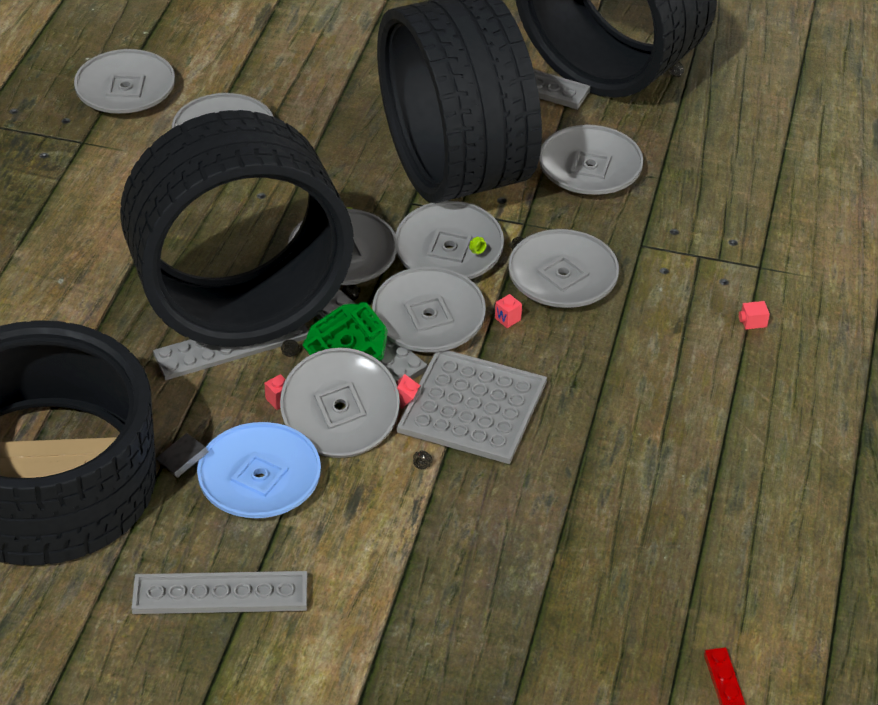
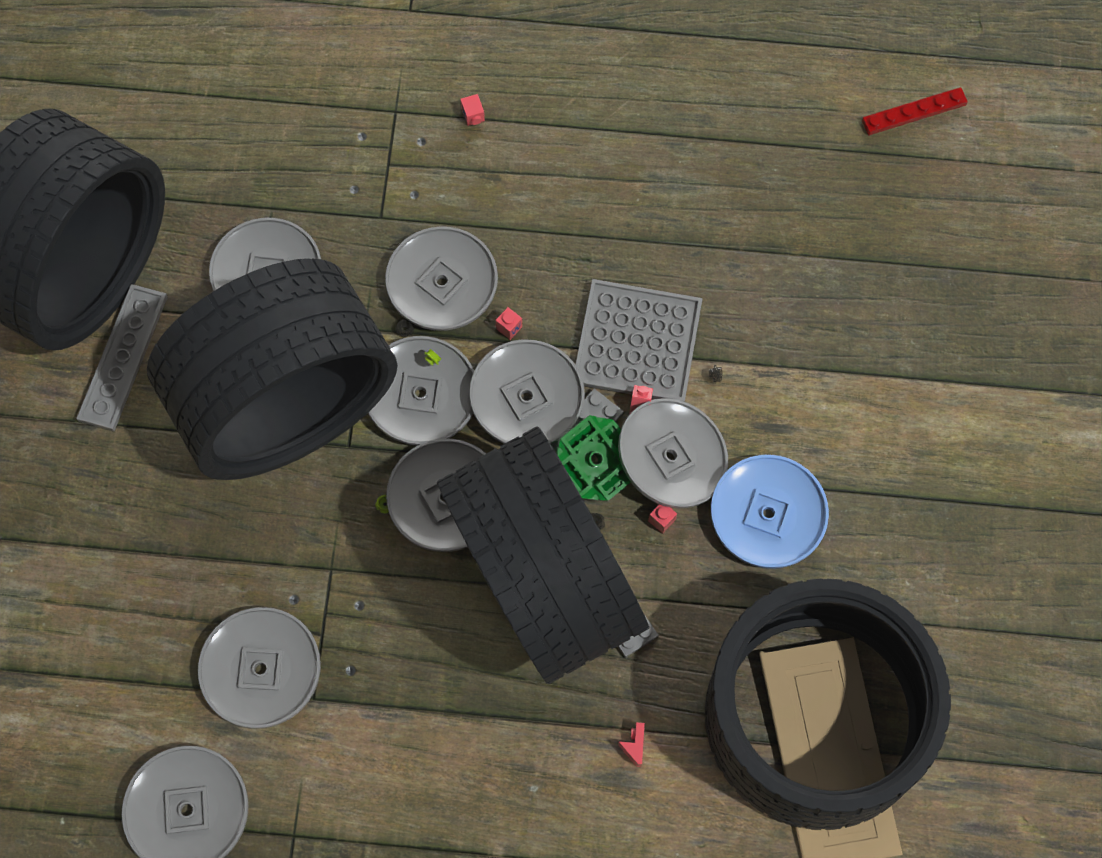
camera: 100 degrees left, 25 degrees up
(182, 455) = (762, 581): flat silver tile -> none
(220, 592) = (910, 518): light grey plate -> none

